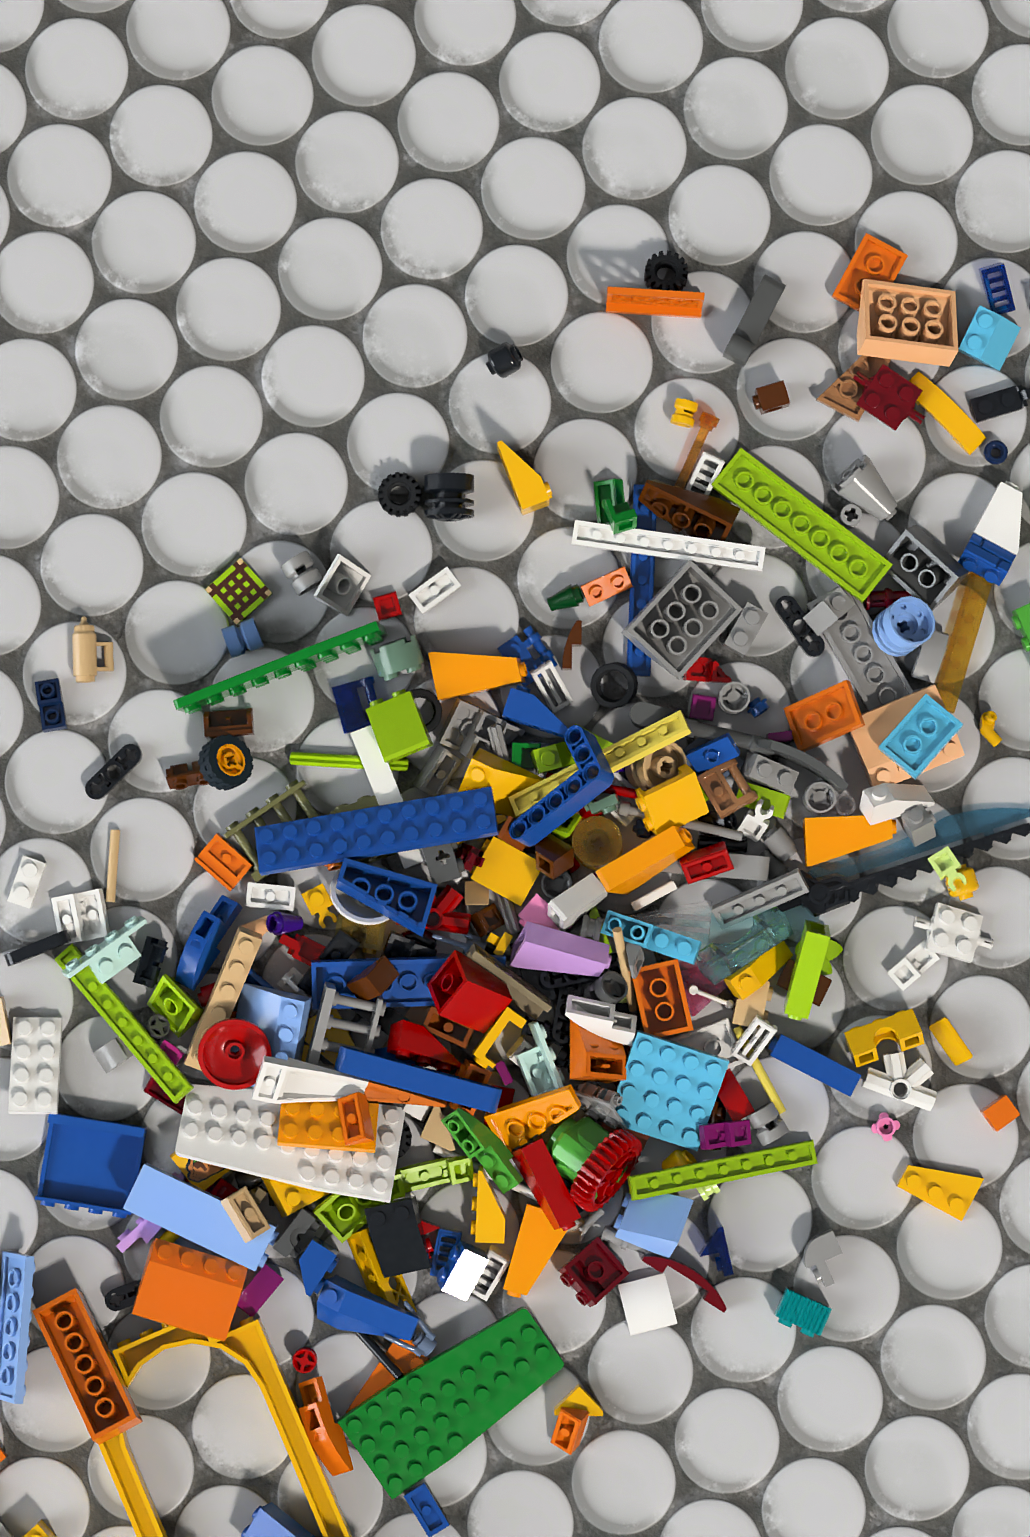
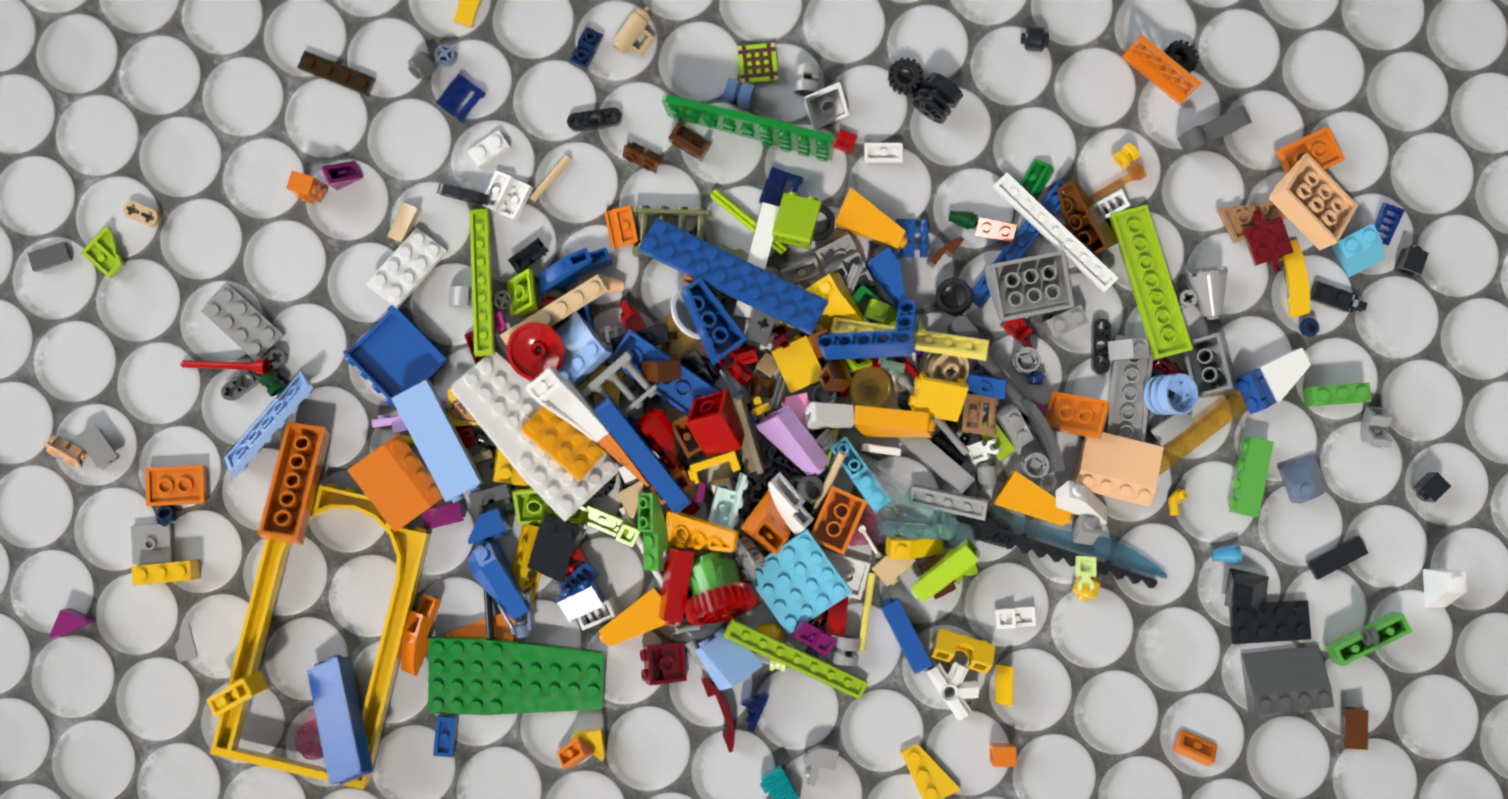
camera: 35 degrees right, 0 degrees up
(111, 955) = (505, 233): light aqua bracket -> none
(121, 1290) = (353, 450): black beam -> none
(214, 761) = (665, 154): black wheel -> none
(245, 1214) = (466, 460): tan slope -> none
(270, 896) = (635, 270): white plate -> none
(282, 923) = (630, 292): dark purple cone -> none
(304, 1364) = (435, 584): red wheel -> none
(319, 901) = (663, 297): yellow plate -> none
(355, 1119) = (582, 451): orange slope -> none
(397, 657) = (828, 176): sand green brick -> none
(490, 1216) = (625, 577): yellow slope -> none
(525, 482) = (993, 124): yellow slope -> none
(541, 669) = (920, 268): white tile -> none
(620, 516) = (1038, 191): green panel -> none
(635, 958) = (840, 480): light grey slope -> none
(647, 1304) = (684, 709): white slope -> none
(702, 707) = (1000, 352): magenta tile -> none
(706, 862) = (931, 453): red slope -> none
(764, 1024) = (891, 585): white tile -> none
(771, 397) = (1190, 186): reddish brown brick -> none
(886, 1134) = (918, 714): bright pink plate -> none
(920, 736) = (1132, 473): medium azure plate -> none
(953, 932) = (1057, 616): white plate -> none

